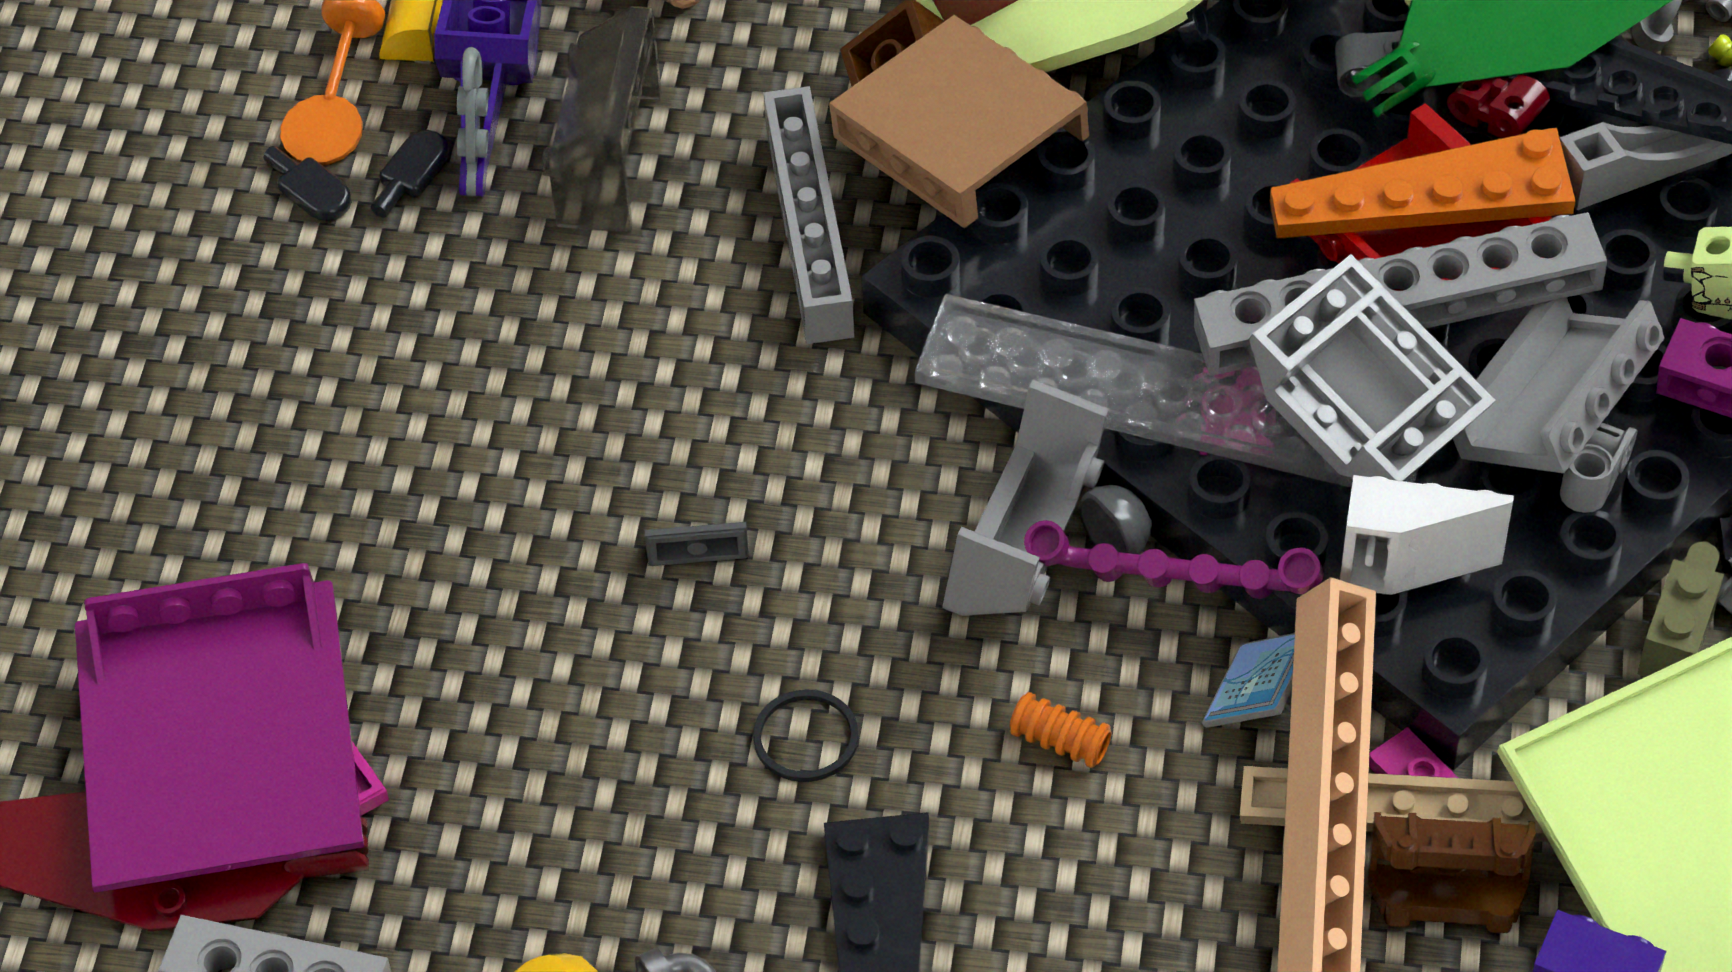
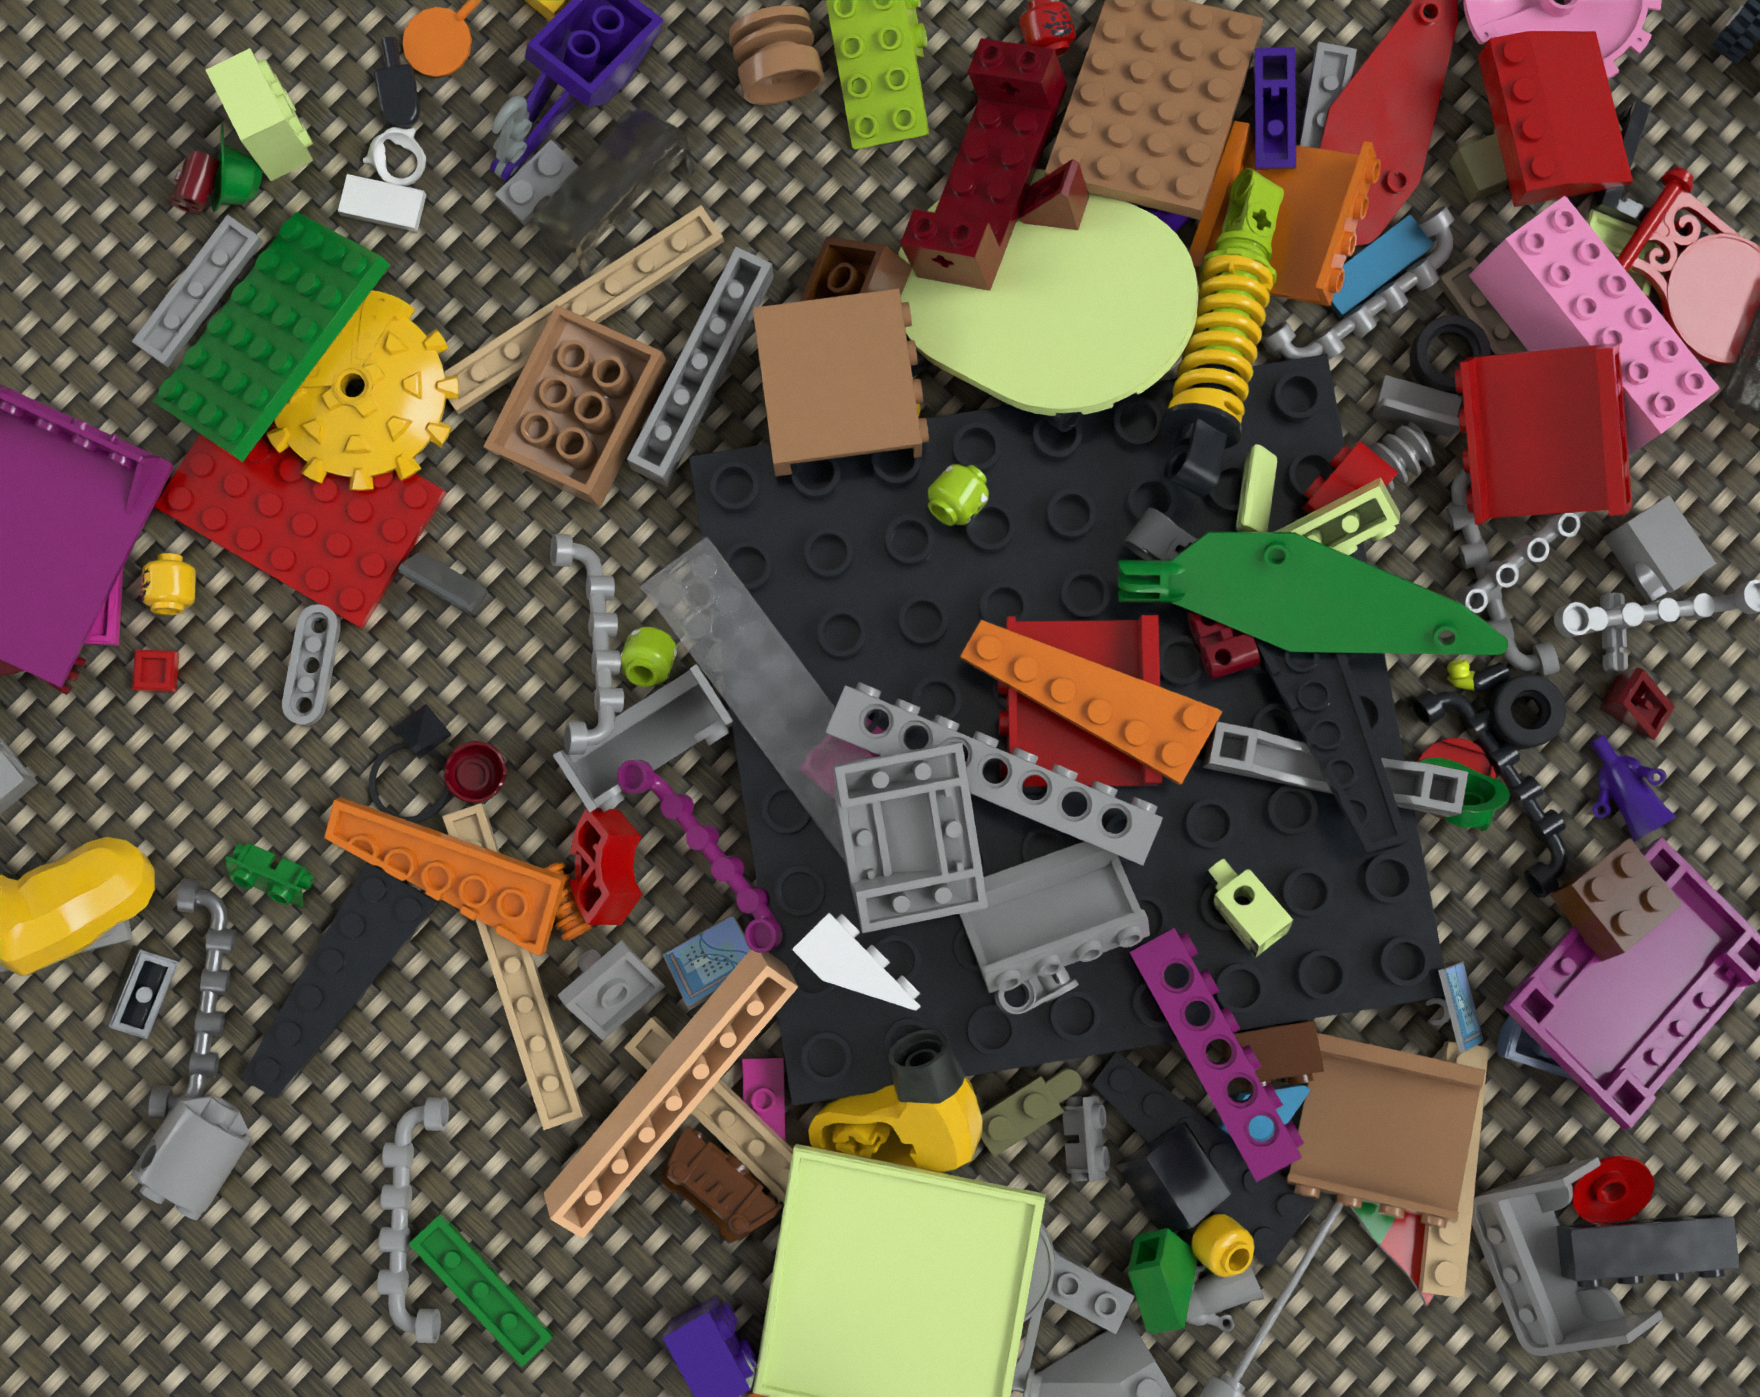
camera: 30 degrees right, 30 degrees up
(165, 352) = (194, 182): none -> dark red piece
(197, 321) = (236, 177): none -> green piece
(199, 245) = (261, 113): none -> yellowish green brick
(233, 448) = (197, 291): none -> light grey plate
(351, 416) = (270, 334): none -> green plate
(352, 219) = (402, 137): none -> white piece
(369, 278) = (382, 203): none -> white tile
(405, 702) = (168, 584): none -> yellow head
(411, 169) = (469, 123): black piece -> none
(422, 426) = (391, 416): none -> yellow piece
(448, 799) = (155, 671): none -> red tile
(485, 562) = (309, 535): none -> red plate
(516, 180) = (535, 180): none -> light grey hinge
(614, 672) = (306, 647): none -> light grey plate
(642, 250) = (593, 299): none -> tan plate
(713, 308) = (578, 405): none -> medium nougat slope
(728, 905) = (251, 868): none -> green hinge
(782, 679) = (422, 731): none -> black slope
(798, 441) = (603, 661): none -> light grey bar
(871, 666) = (475, 772): none -> dark red hair
(956, 750) = (482, 883): none -> orange wing
(962, 468) = (648, 656): none -> lime head
(1063, 821) = (523, 998): none -> tan plate
(1073, 661) = (604, 867): none -> red brick
(1115, 518) = (716, 775): dark grey piece -> none
(1153, 132) = (958, 494): none -> lime head
(1181, 760) = (610, 988): none -> light grey tile
(1604, 636) = (918, 1122): none -> yellow piece

